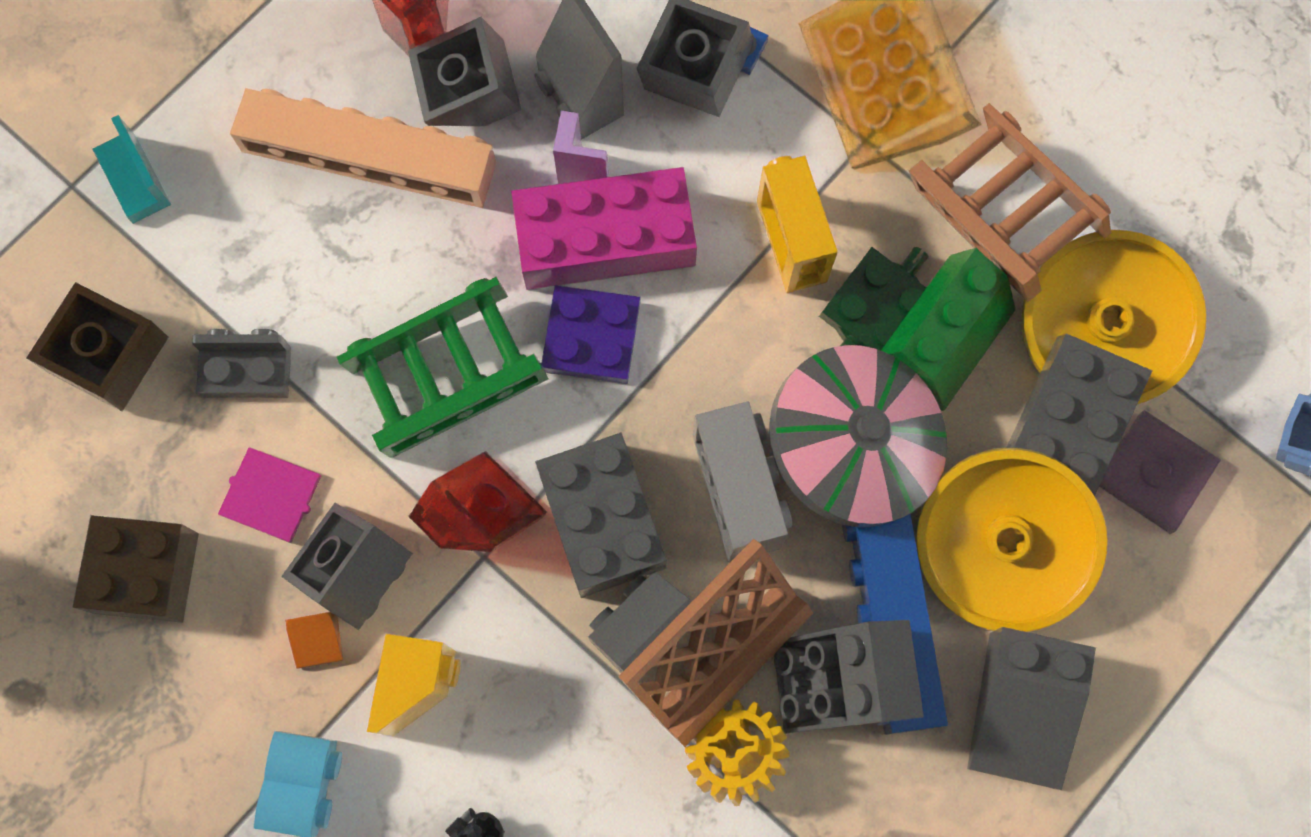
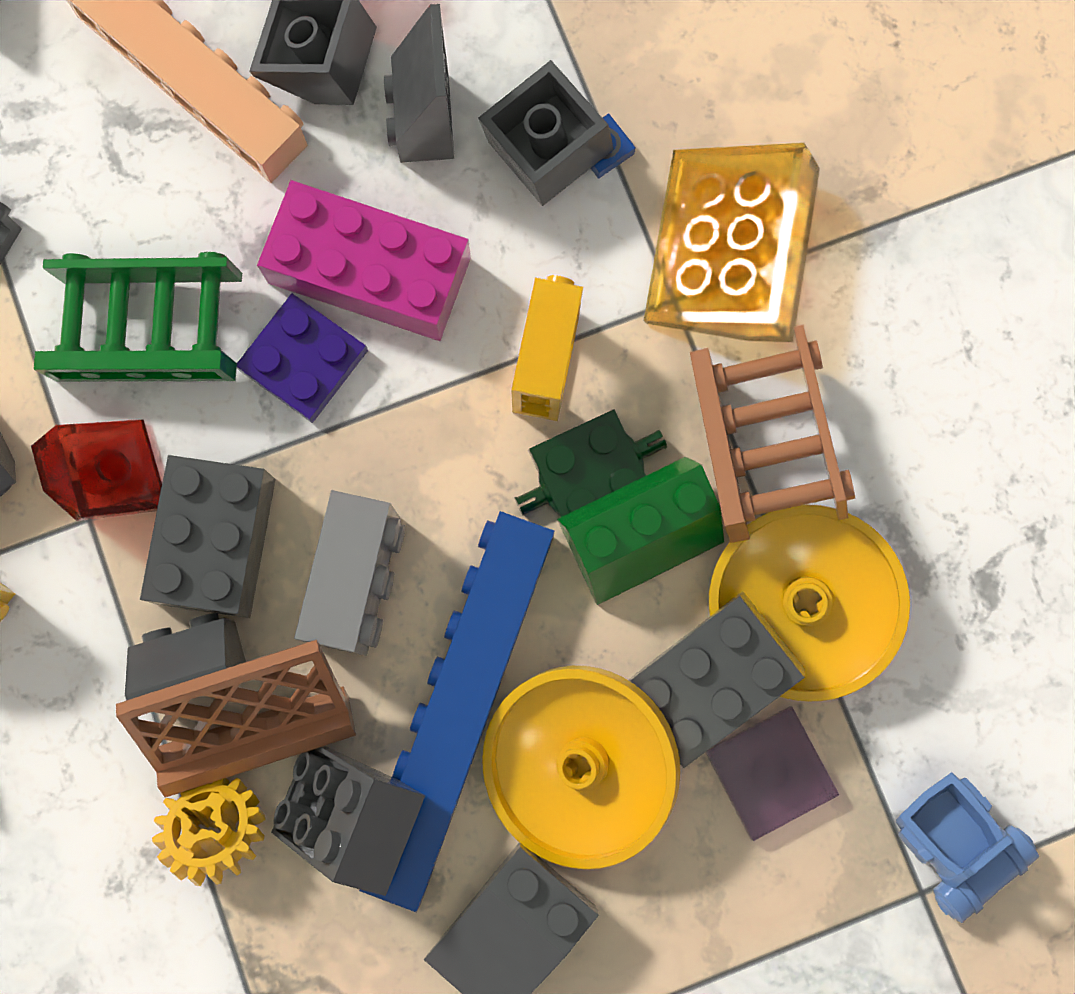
camera: 25 degrees right, 5 degrees up
(571, 159) = (370, 169): lavender panel -> none
(858, 436) = (483, 590): dish -> none

